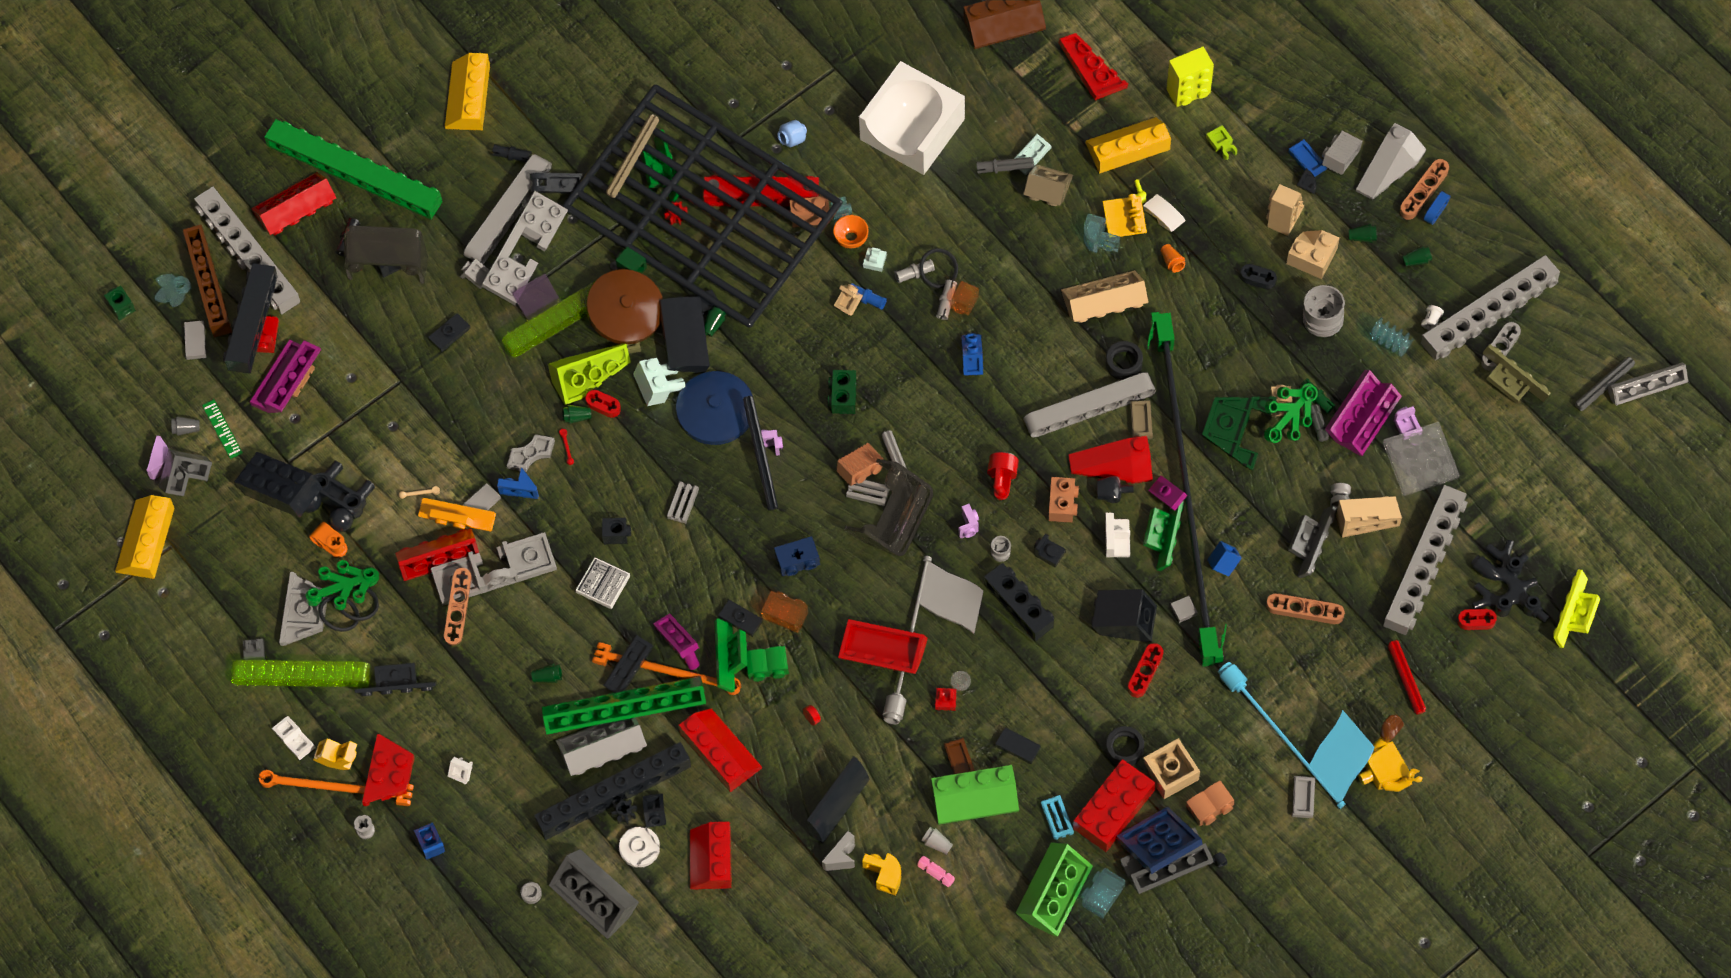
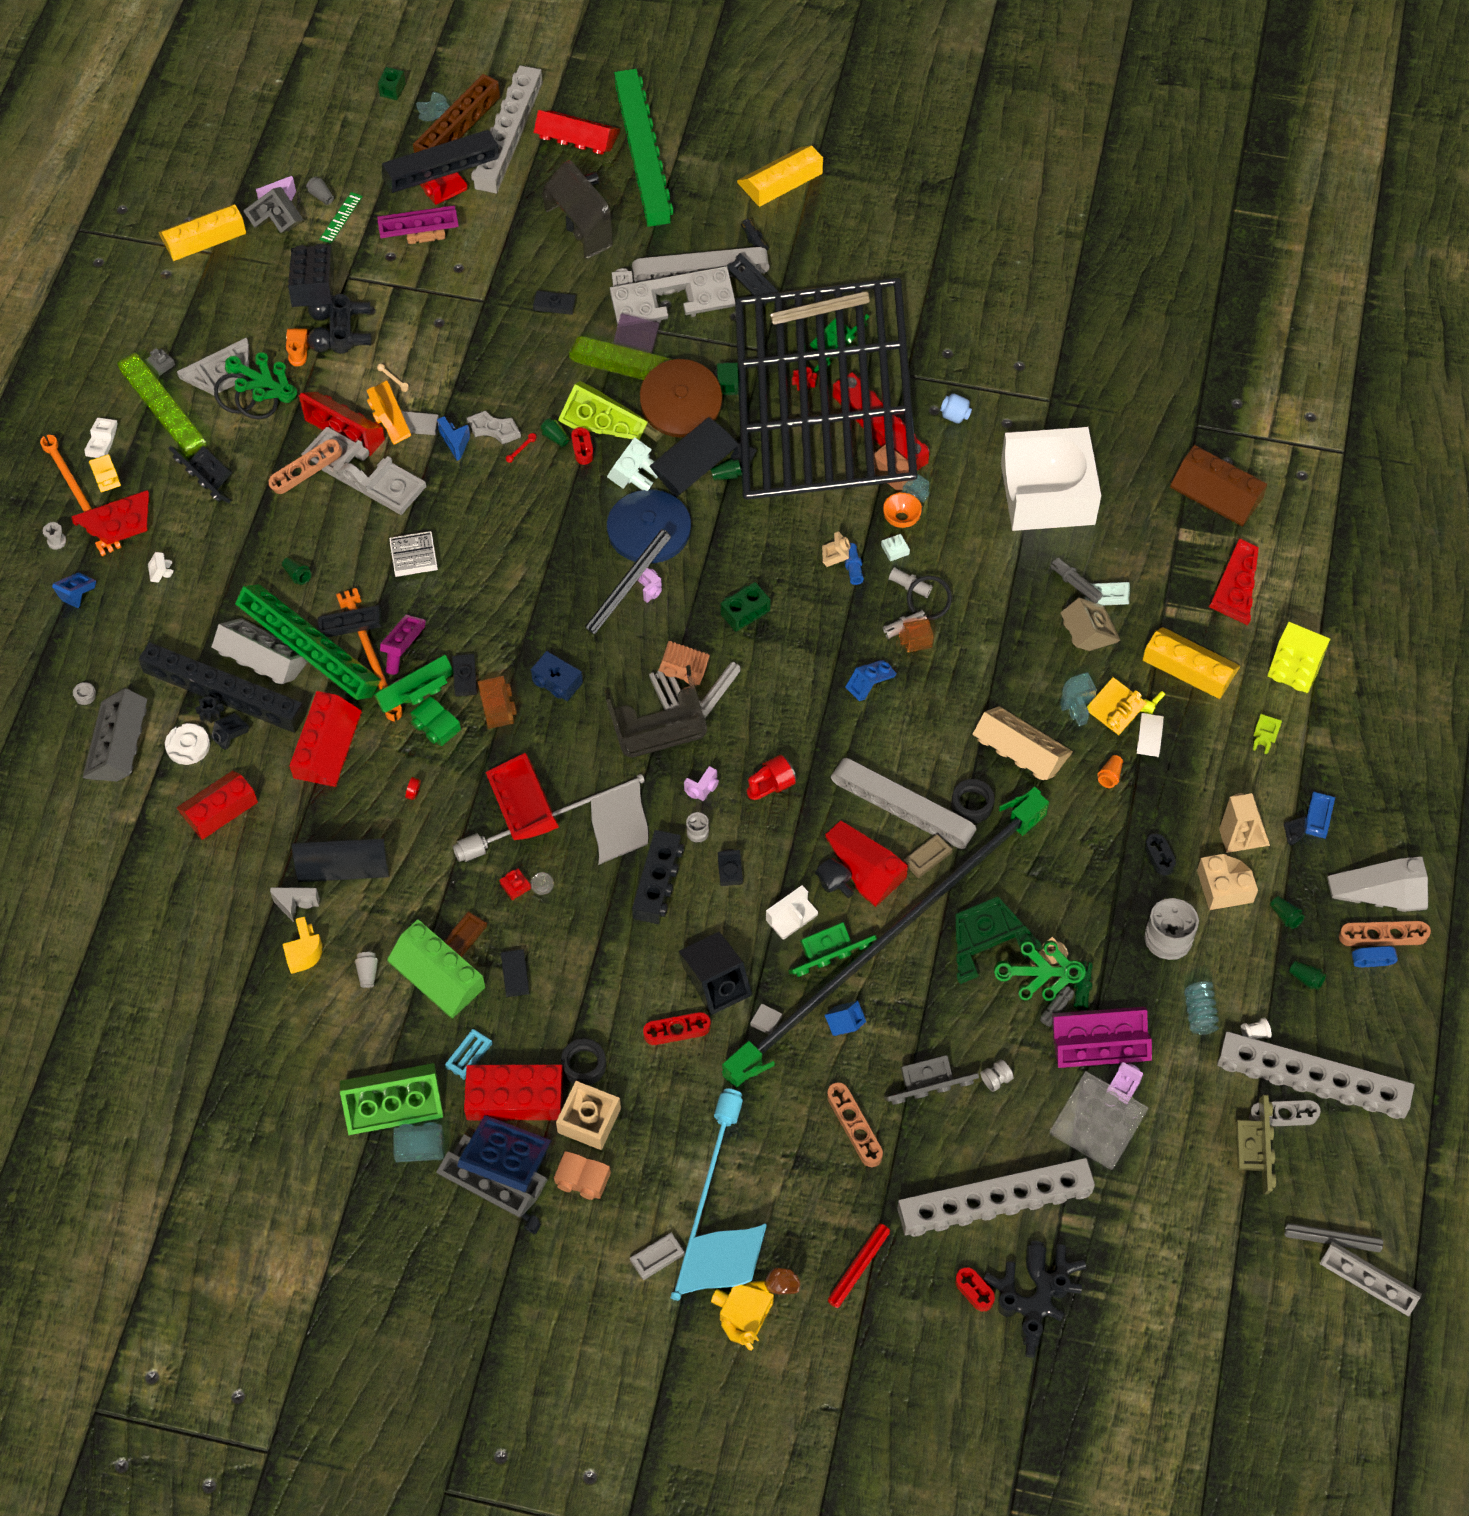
camera: 50 degrees right, 5 degrees down
(195, 340) = (400, 149): light grey tile -> none
(611, 524) = (466, 523): black brick -> none
(687, 488) = (538, 558): light grey tile -> none
(936, 871) = (337, 989): bright pink axle -> none
(1062, 499) = (788, 844): nougat brick -> none
(1167, 492) = (868, 924): magenta plate -> none
(1342, 152) = (1350, 835): light grey brick -> none
(1367, 515) = (995, 1111): tan wedge -> none
(1578, 610) = (1063, 1377): neon yellow bracket -> none

